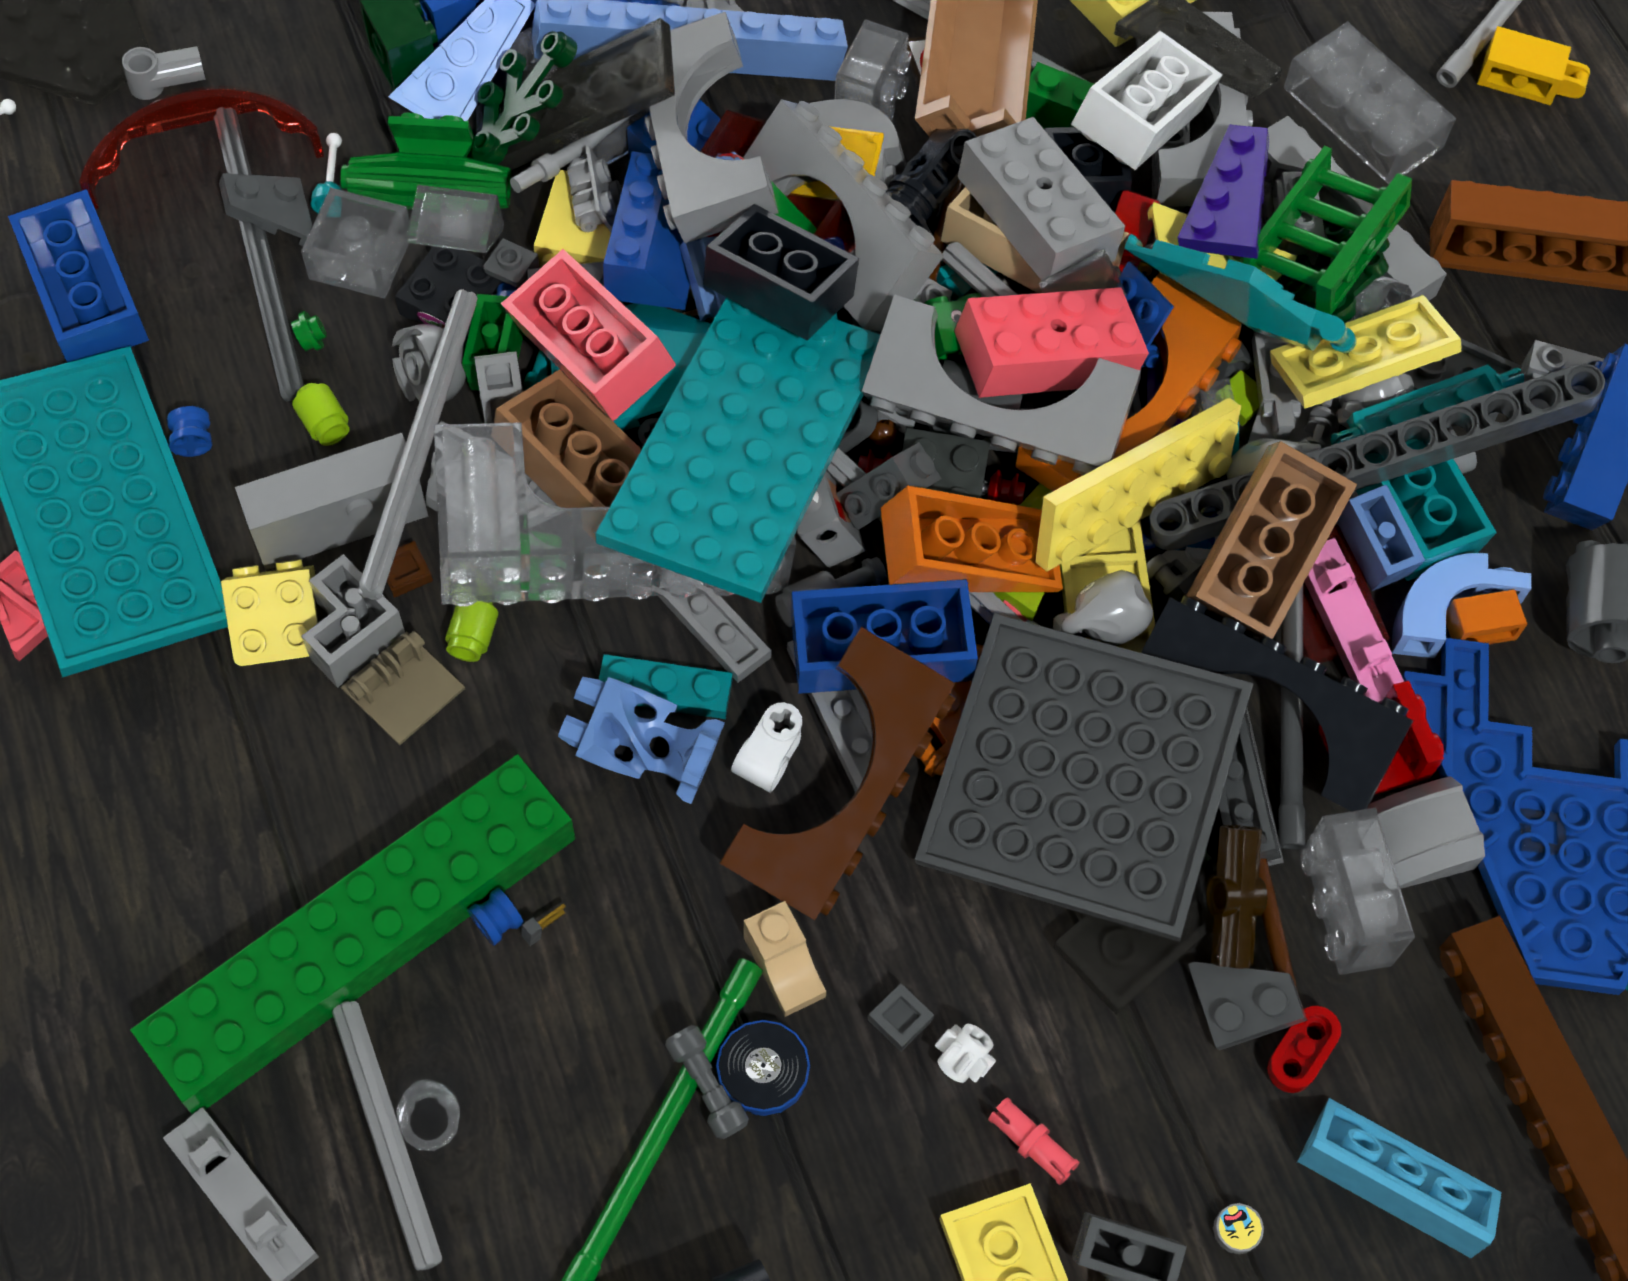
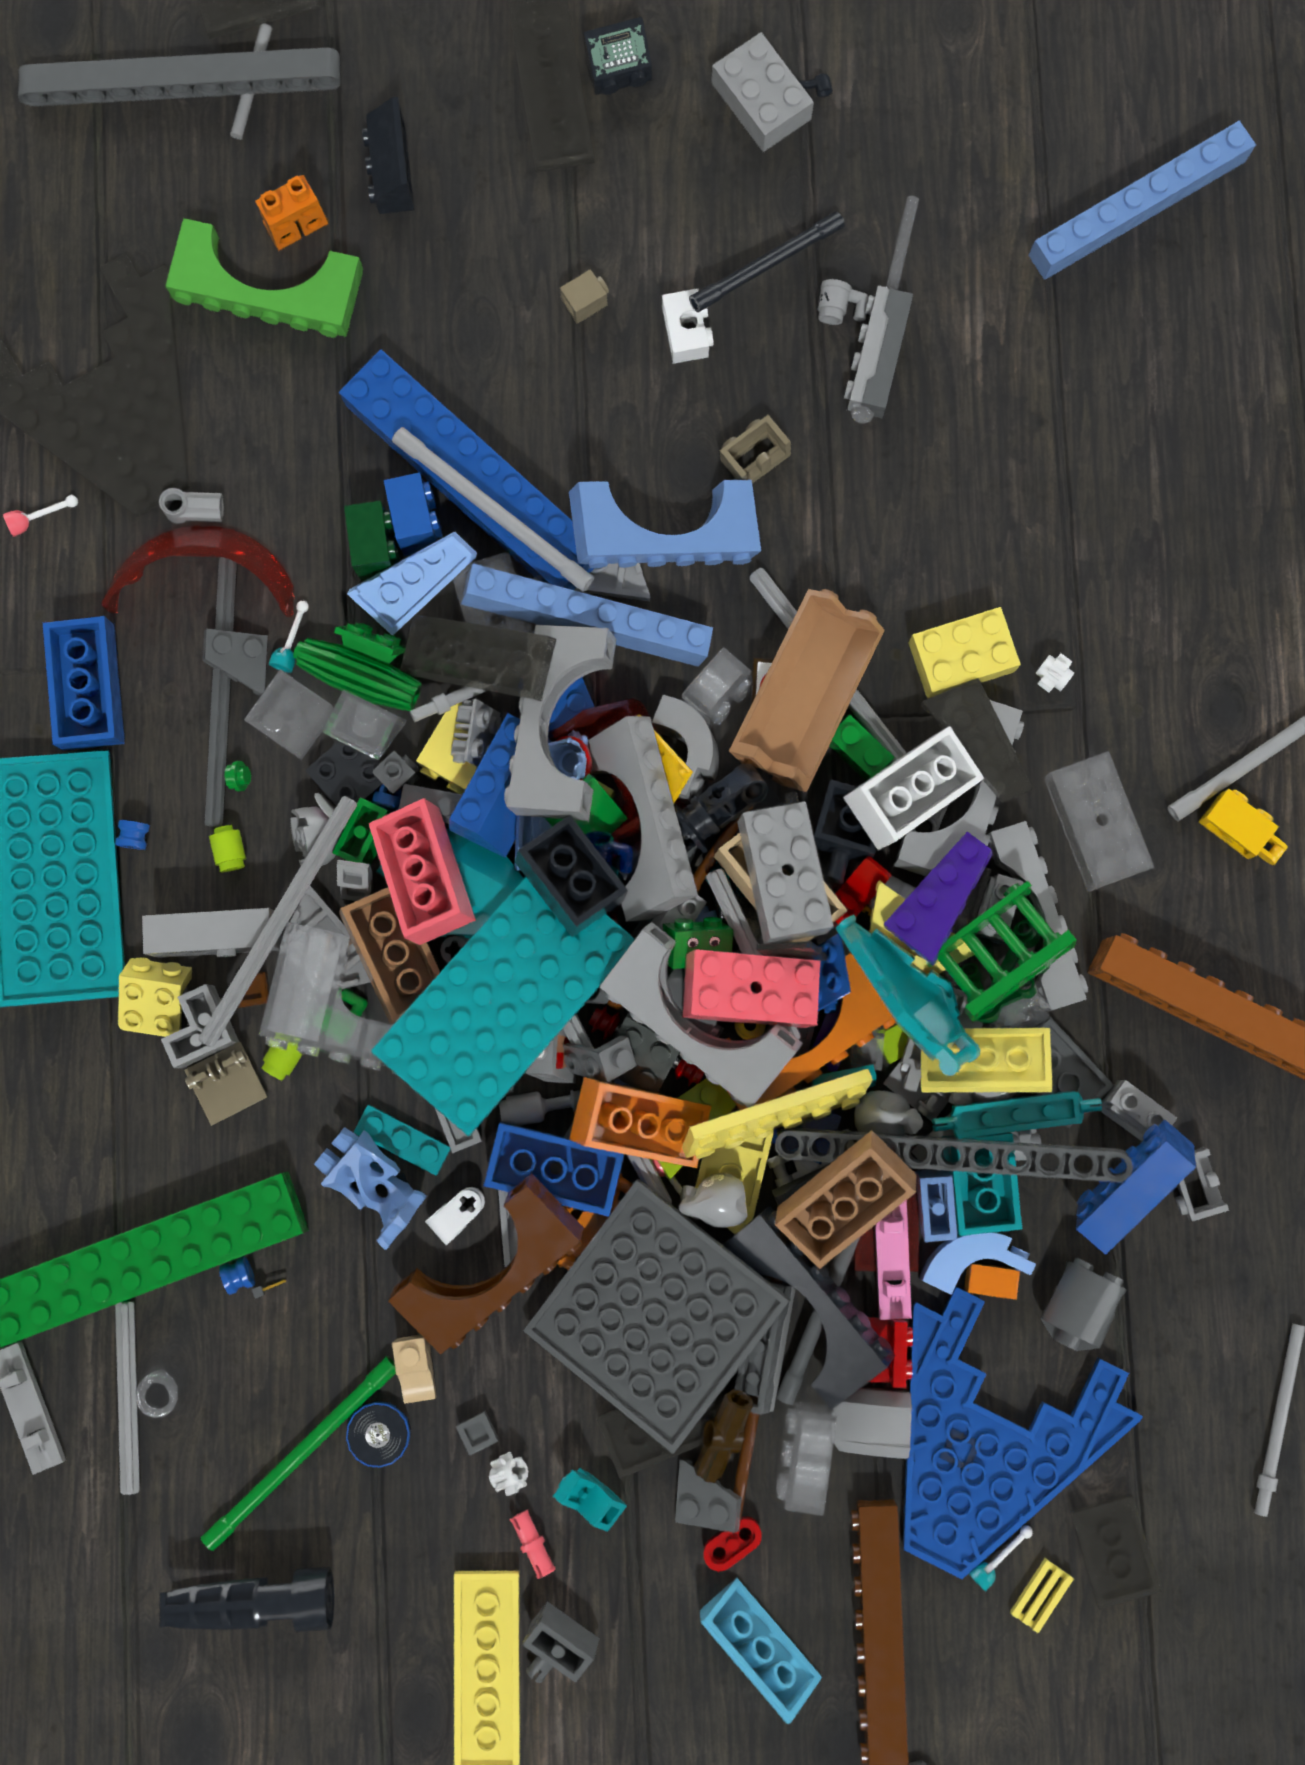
camera: 25 degrees right, 20 degrees up
(495, 137) = (411, 658): dark green plant -> none
(725, 1116) = (329, 1413): dark grey piece -> none
(1089, 1049) = (590, 1498): none -> teal brick
(1238, 1228) = (642, 1642): tile -> none

